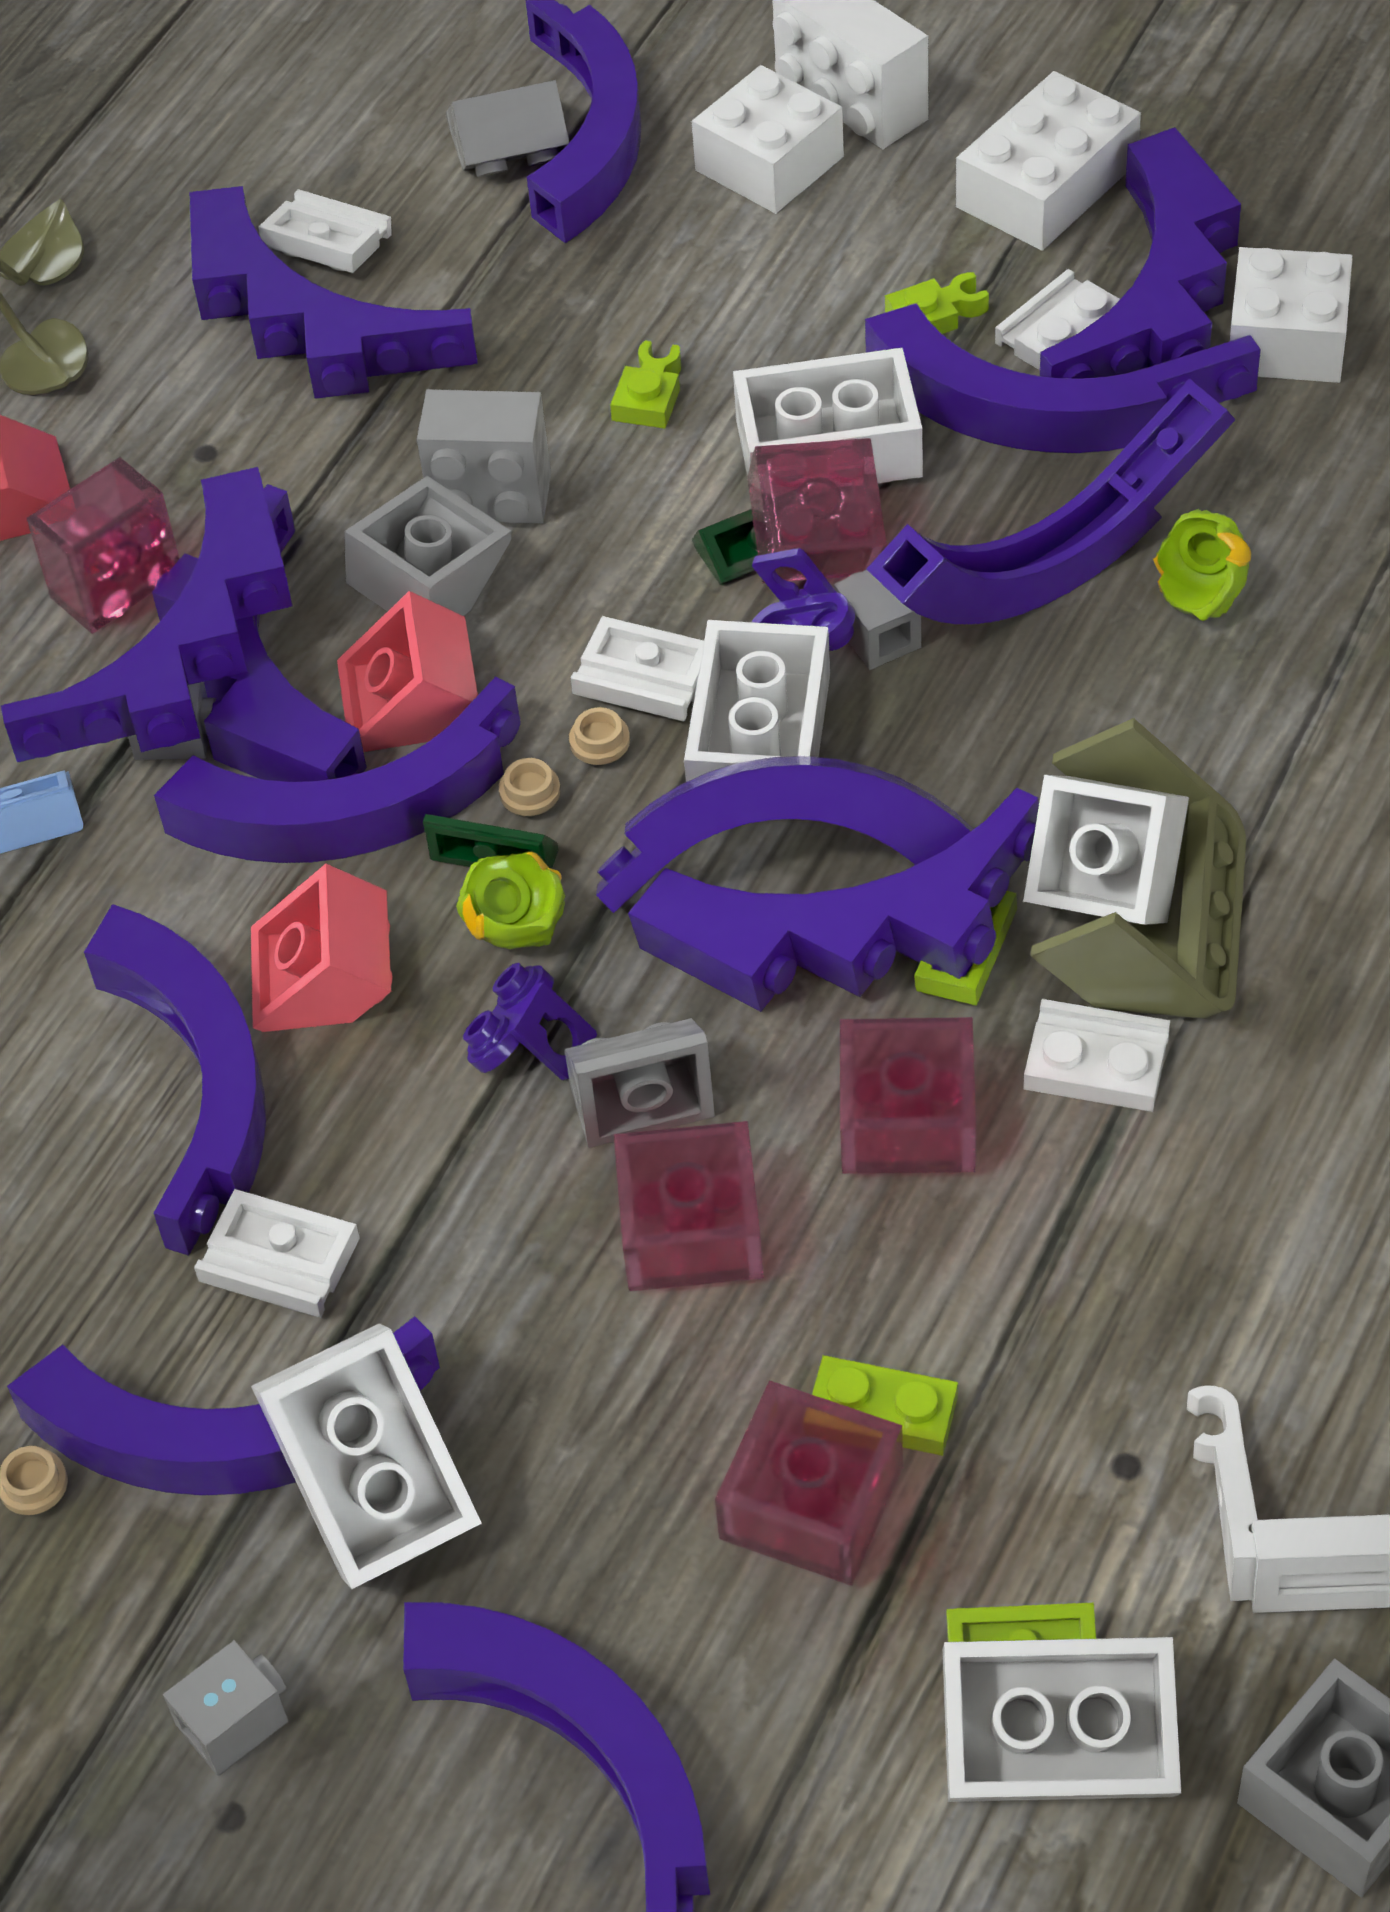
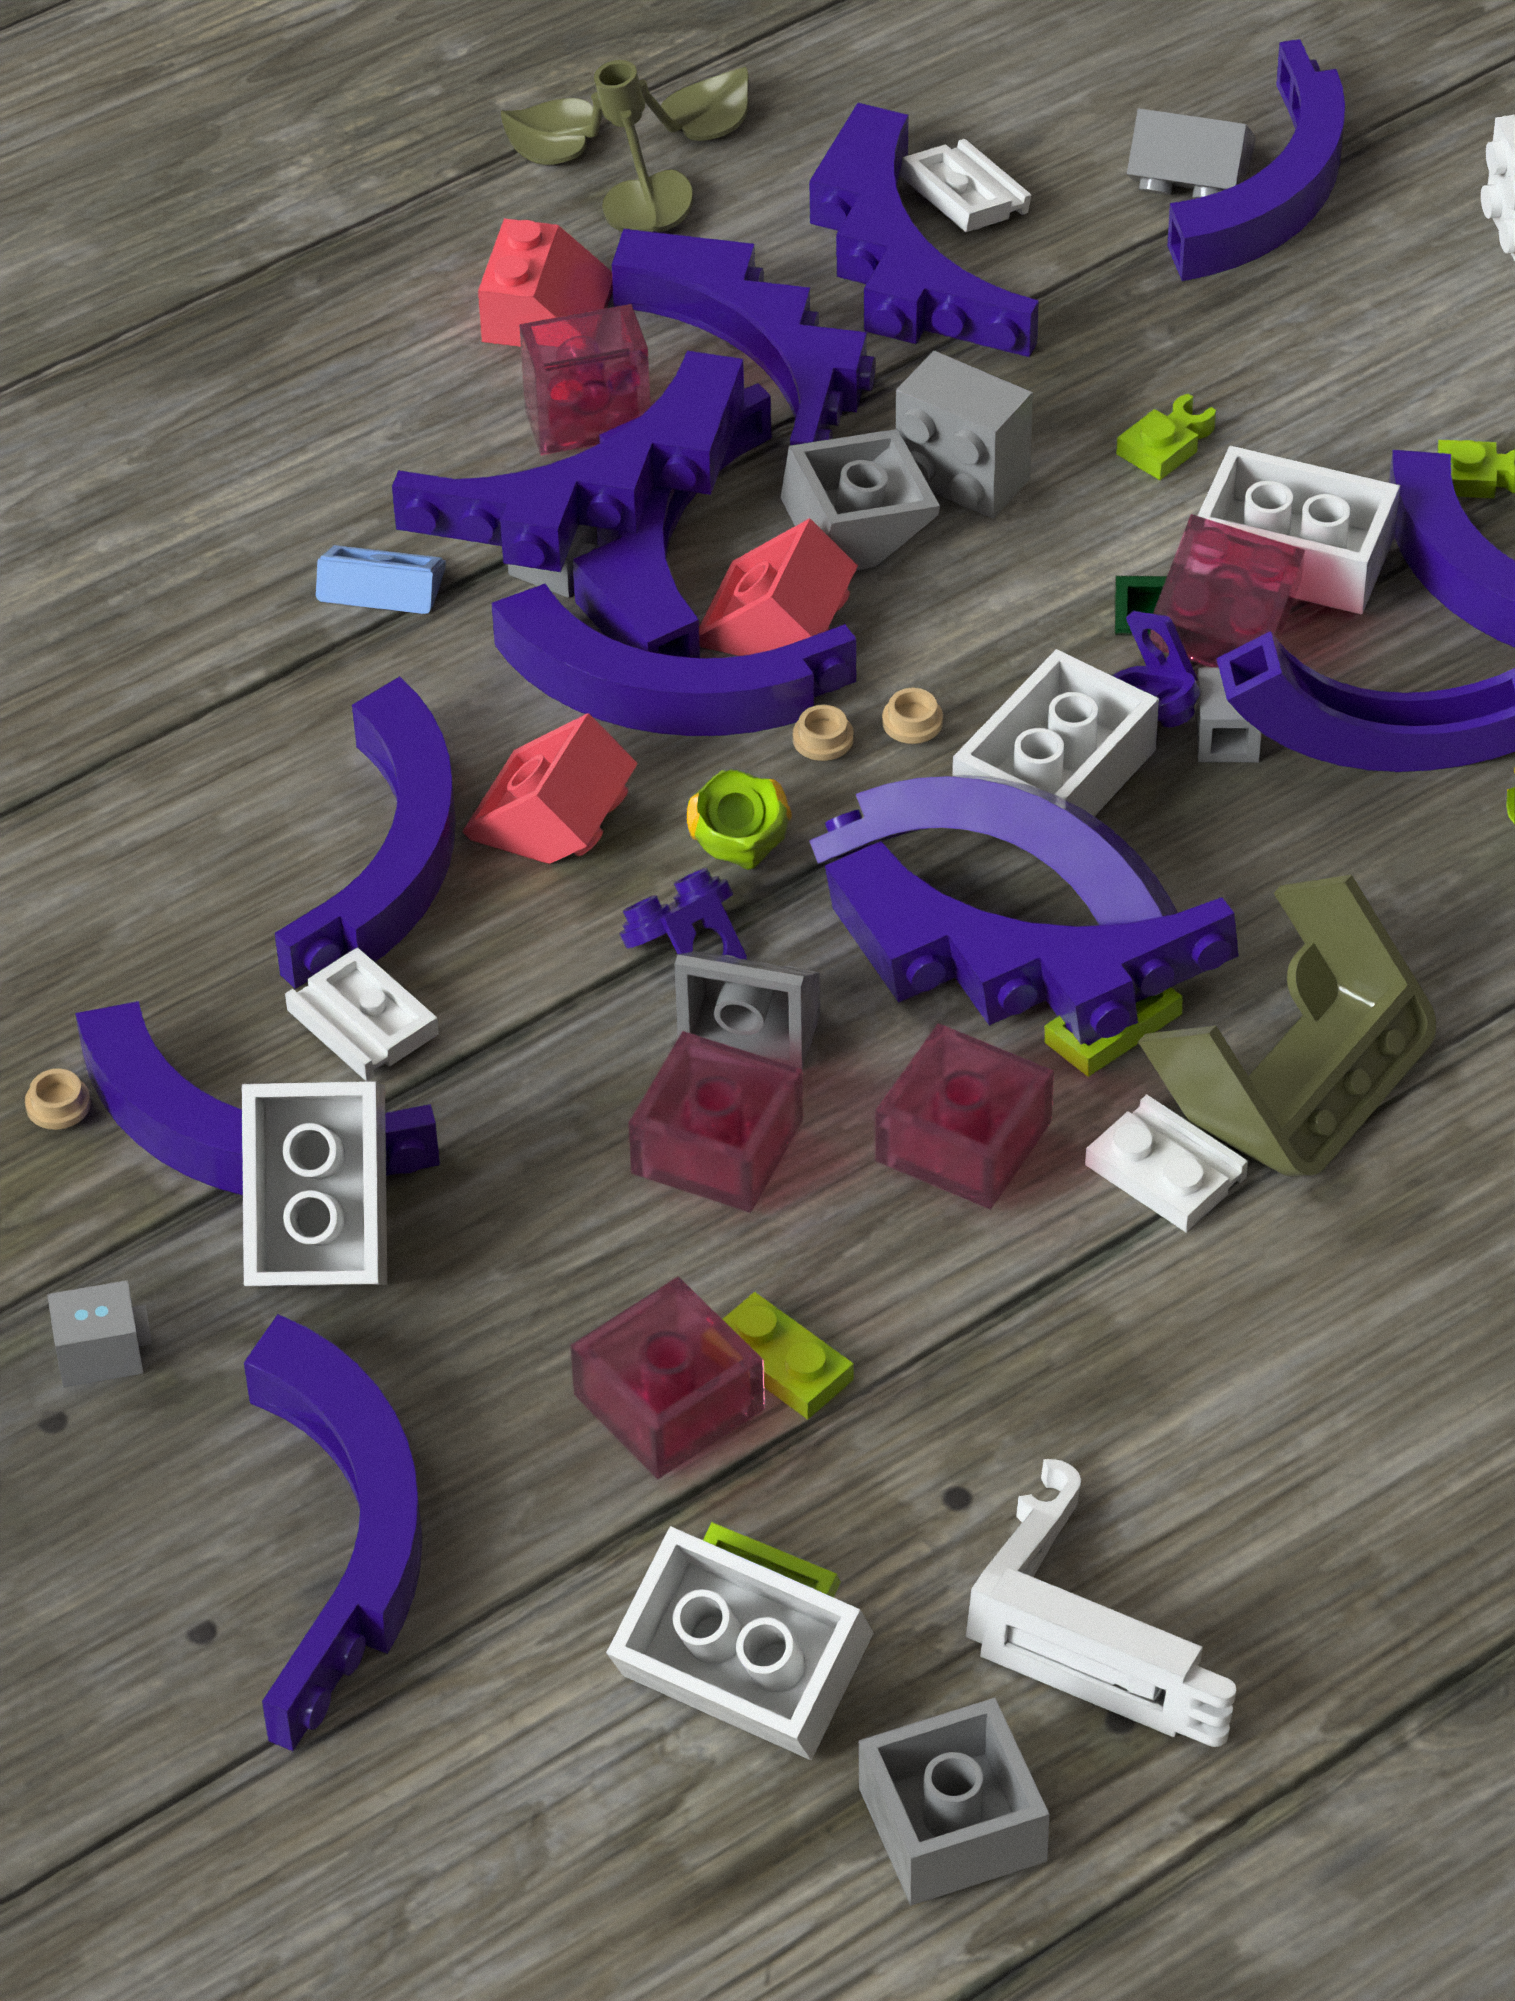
camera: 25 degrees right, 5 degrees down
(164, 413) = (724, 293): none -> dark purple arch
(467, 842) = (730, 750): dark green slope -> none
(639, 668) = (977, 667): white plate -> none
(768, 138) = (1425, 255): white brick -> none
(1105, 849) = (1275, 987): white brick -> none

